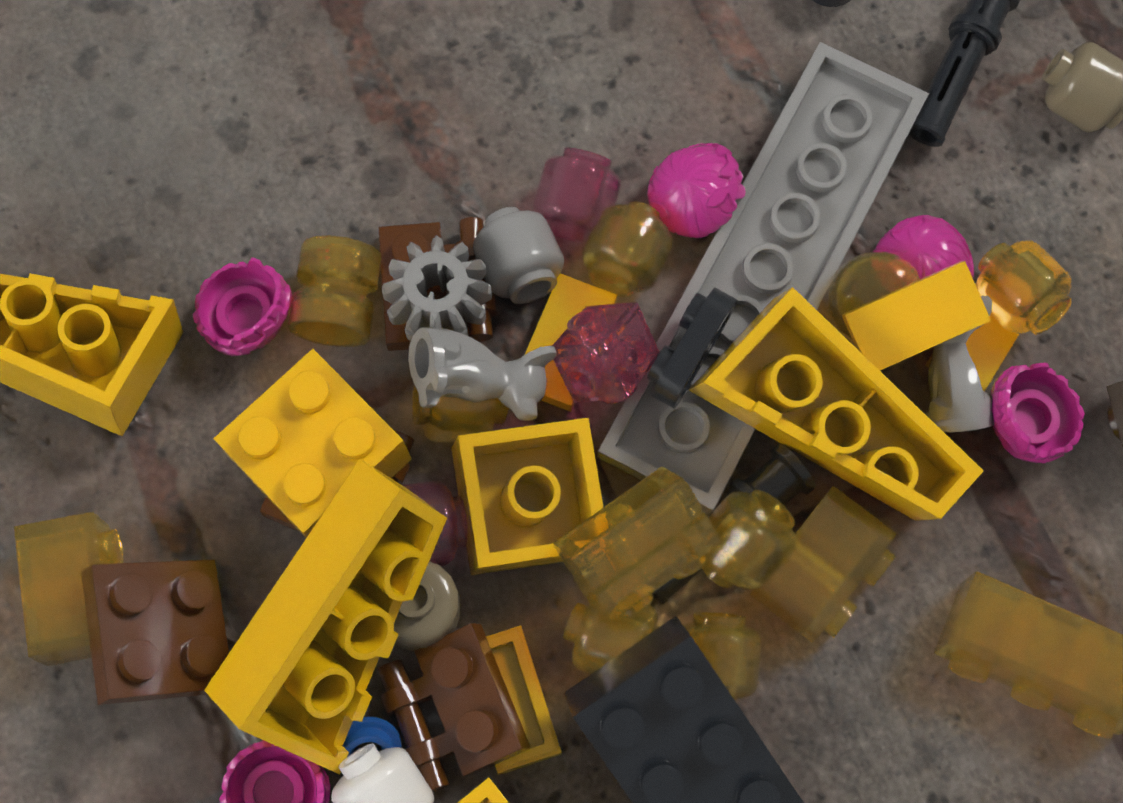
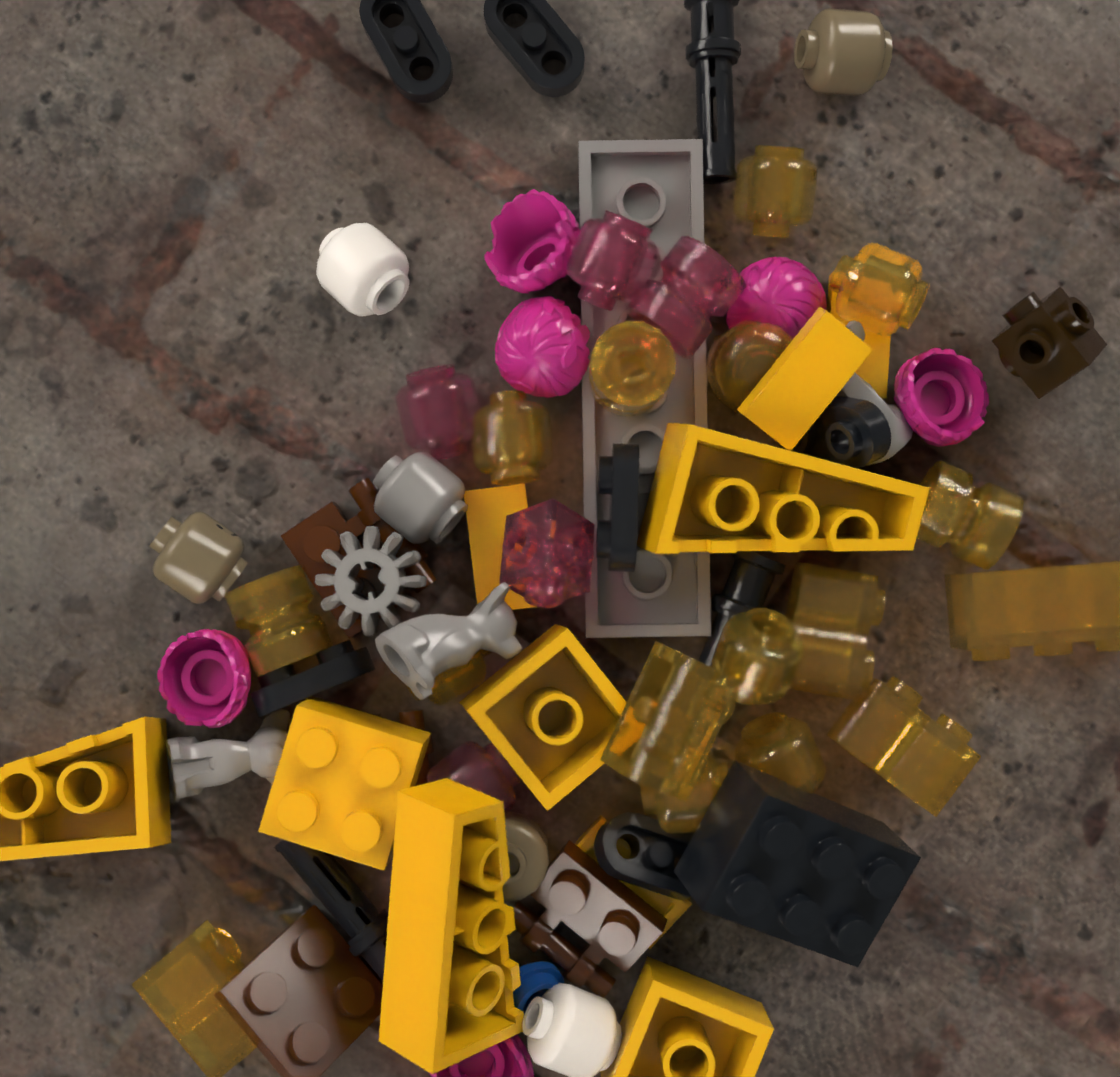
camera: 30 degrees left, 15 degrees up
(206, 381) = (220, 761): none -> light grey animal
(240, 553) = (343, 900): none -> black pin
(296, 203) = (198, 557): none -> dark tan head
(358, 361) = (335, 667): none -> black plate
(548, 678) = (650, 857): none -> black plate
(577, 50) = (363, 269): none -> white head
(736, 101) = (532, 242): none -> dark pink hair
(765, 232) = (631, 368): none -> clear yellow wheel
(797, 140) = (612, 259): none -> clear pink head
(836, 204) = (692, 289): none -> clear pink wheel
(843, 709) = (904, 744): none -> clear yellow brick
(934, 385) = (848, 434): none -> black plate
(972, 166) = (775, 190): none -> clear yellow head
(1003, 525) = (969, 518): none -> clear yellow wheel

